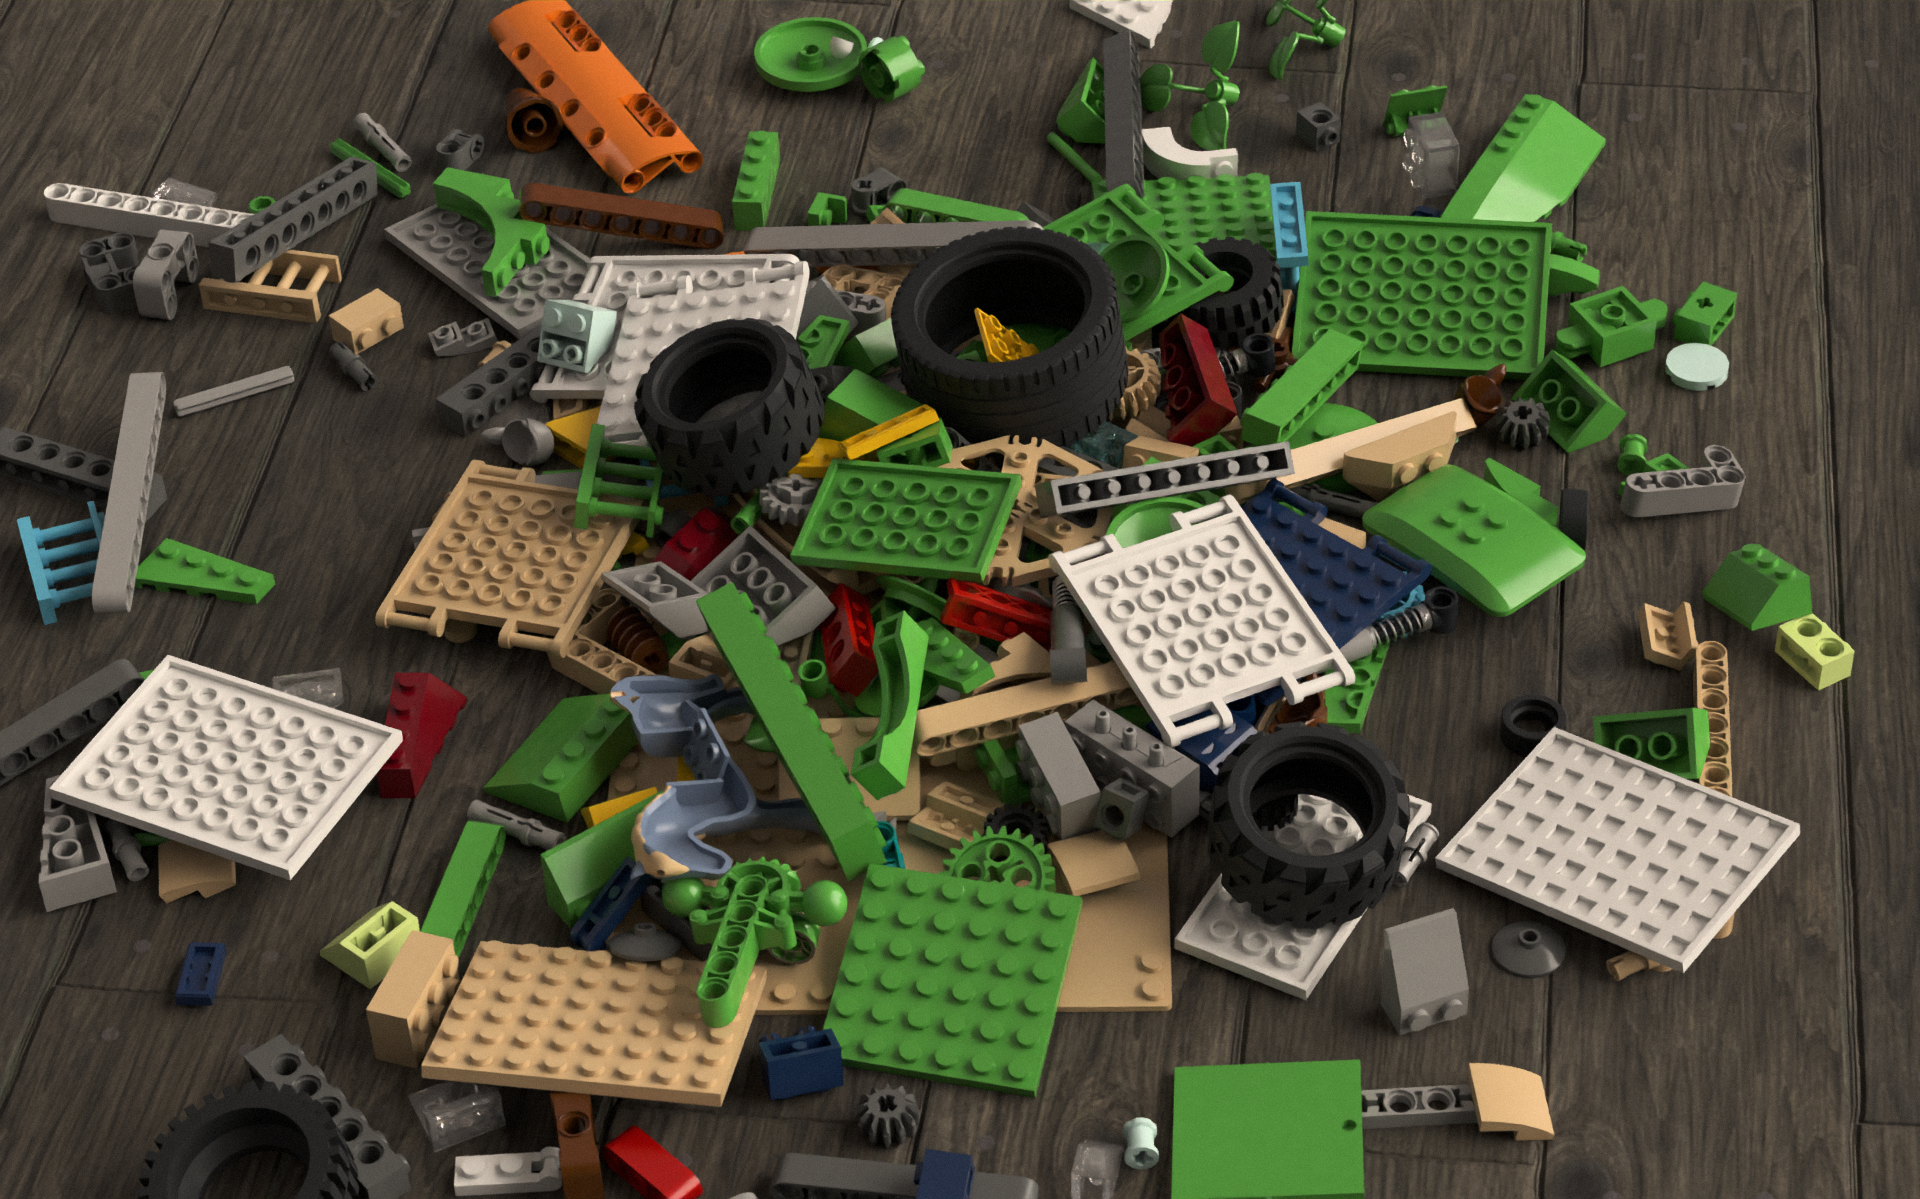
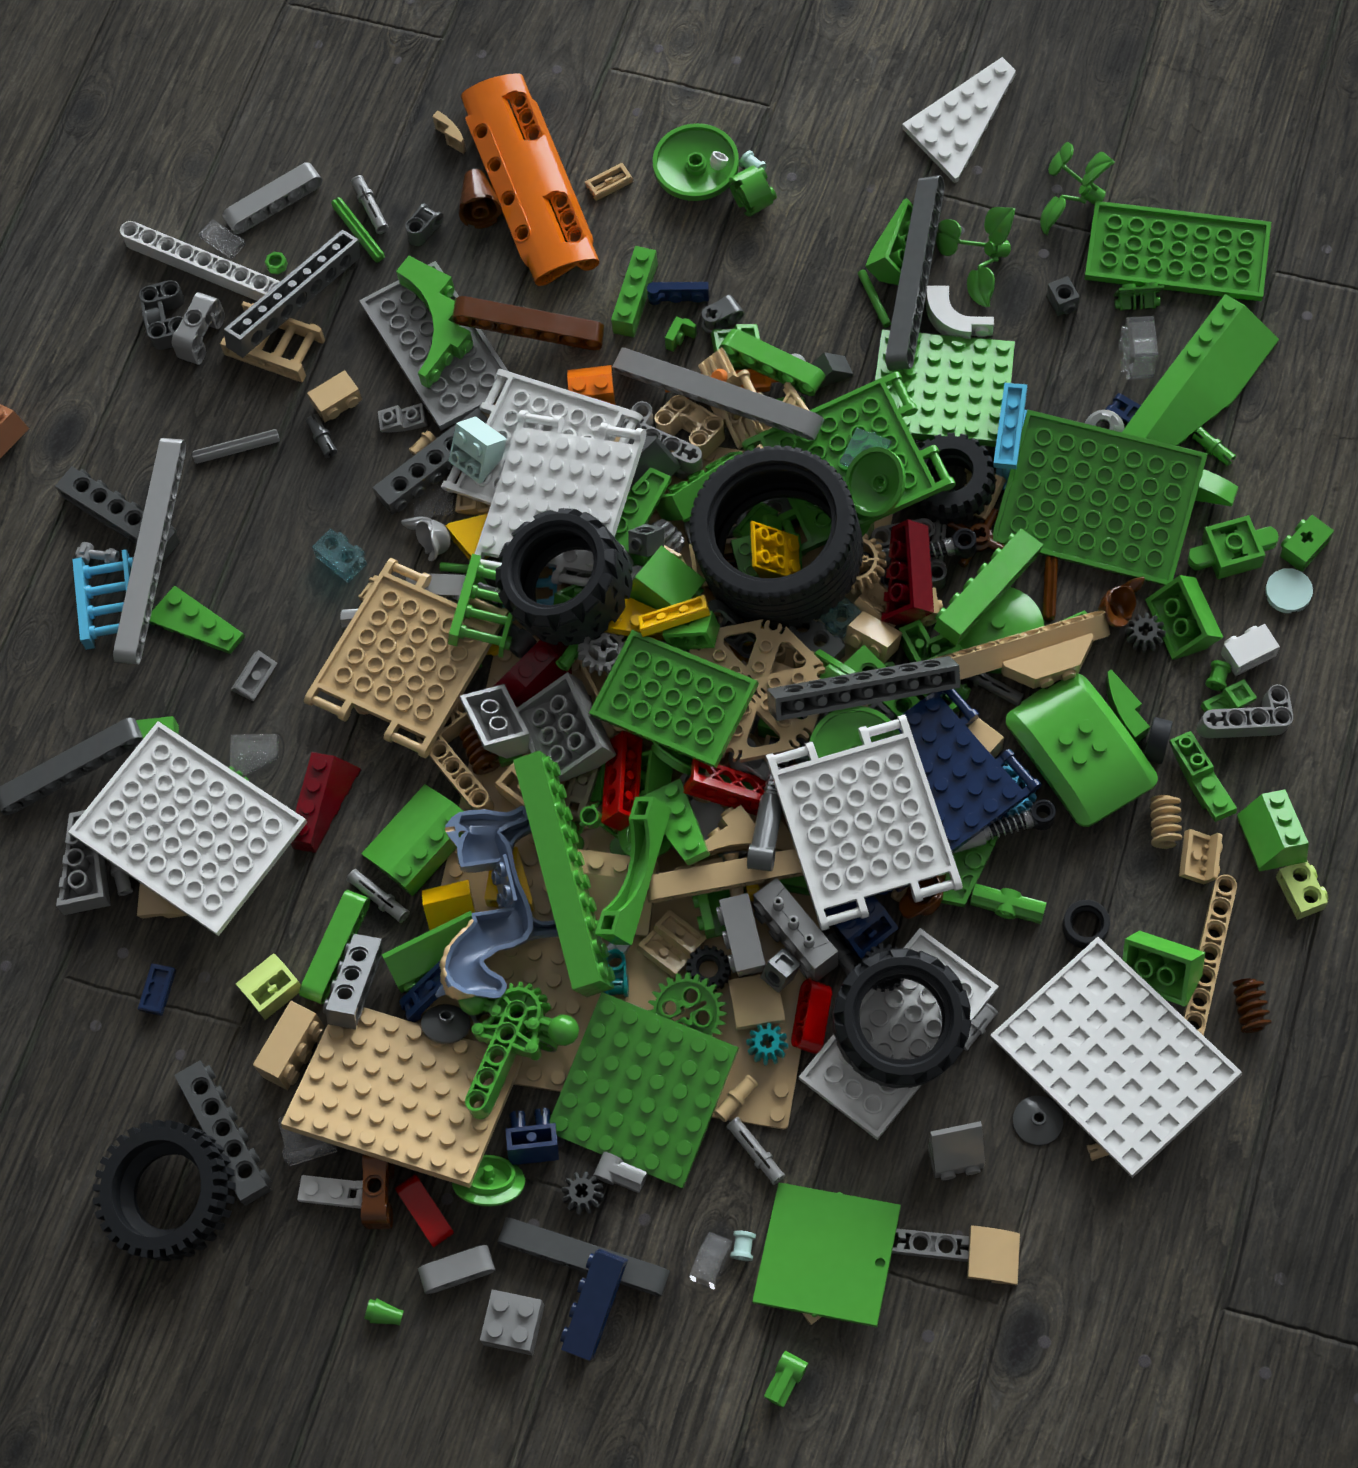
camera: 15 degrees right, 25 degrees up
(39, 519) = (87, 551): none -> light grey bar
(248, 149) = (272, 198): none -> light grey beam
(295, 619) = (254, 675): none -> light grey slope
(399, 478) = (336, 557): none -> clear light blue brick
(478, 62) = (452, 134): none -> tan slope
(499, 911) = (353, 981): none -> brick
(699, 91) = (611, 183): none -> tan tile
(744, 1110) = (494, 1183): none -> bright green piece
(813, 176) = (677, 292): none -> dark blue plate
(940, 1086) = (614, 1170): none -> light grey piece
(1090, 971) = (735, 1098): none -> tan pin
(1121, 904) = (773, 1036): none -> teal gear
(1144, 1041) = (774, 1173): none -> light grey pin
(1176, 869) = (811, 1016): none -> red beam
(1381, 394) = (1050, 588): none -> reddish brown axle
(1419, 717) = (1008, 903): none -> bright green piece
(1477, 69) = (1178, 250): none -> bright green plate
(1609, 604) = (1164, 821): none -> tan piece
(1638, 554) = (1201, 777): none -> bright green slope
(1667, 420) = (1249, 649): none -> white brick
(1787, 776) = (1251, 1005): none -> reddish brown piece

